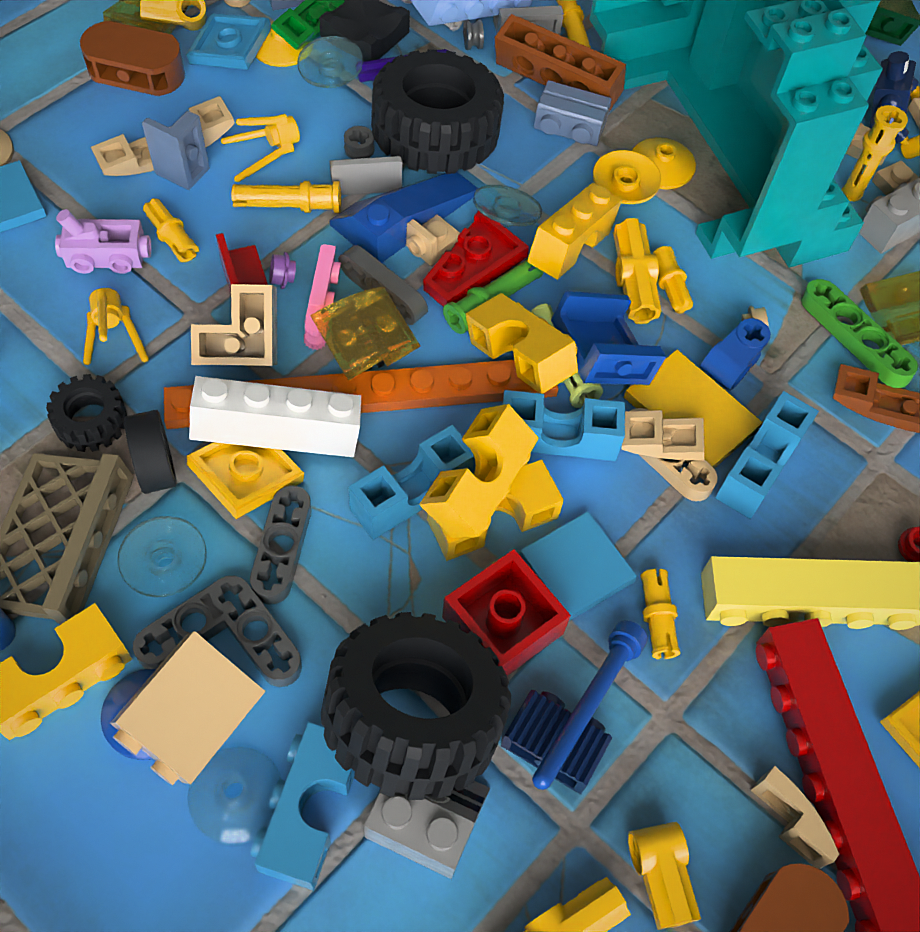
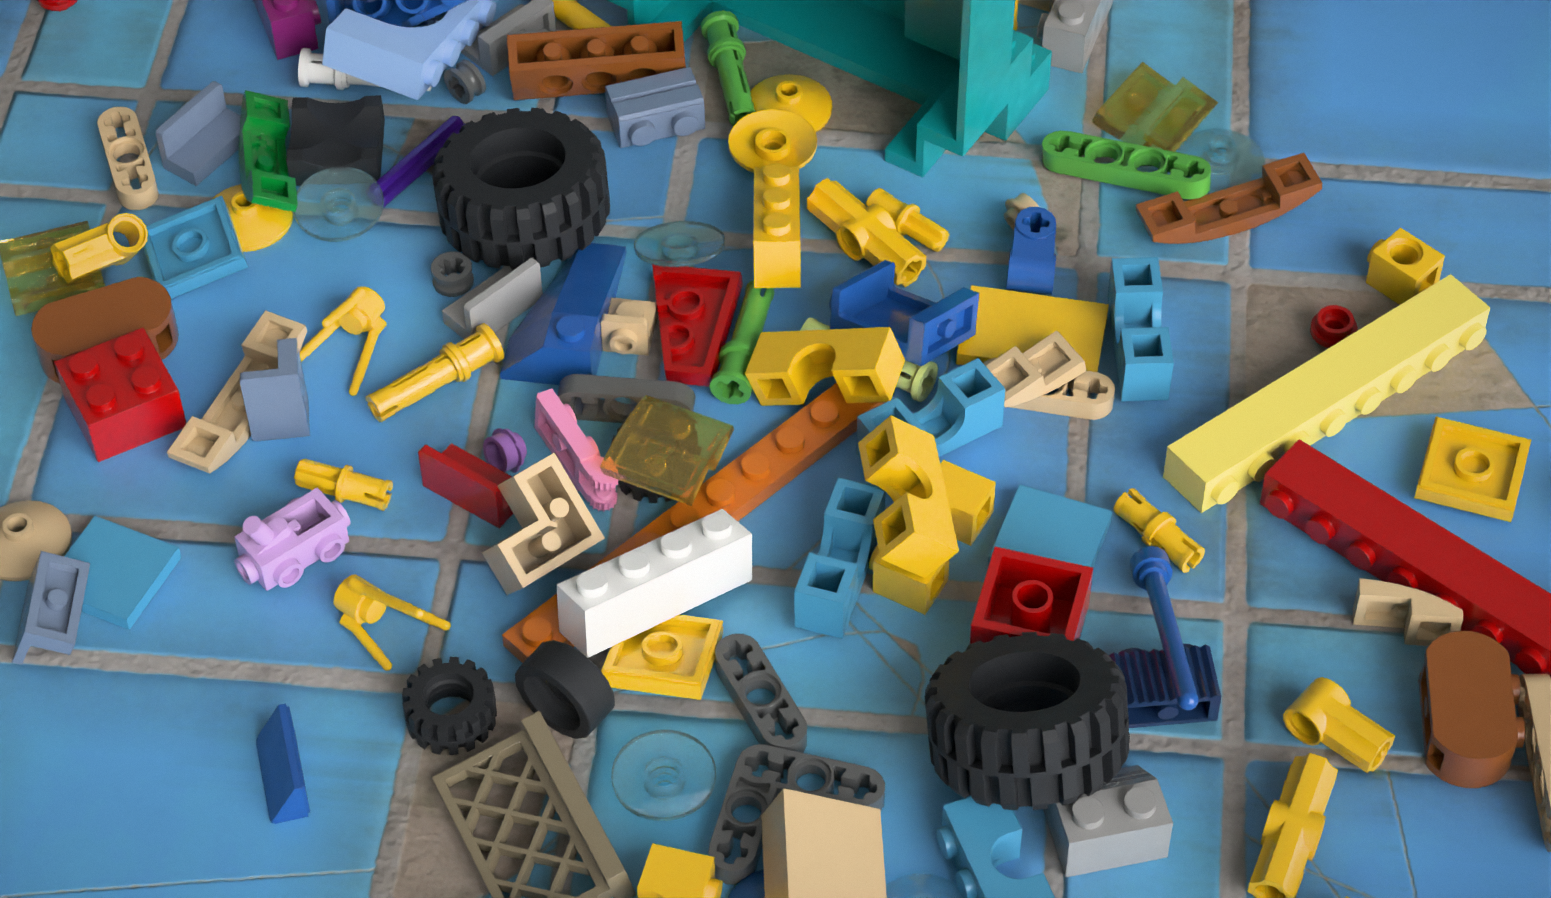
camera: 30 degrees left, 10 degrees down
(100, 97) = (120, 394): none -> red brick
(647, 108) = (727, 55): none -> bright green pin

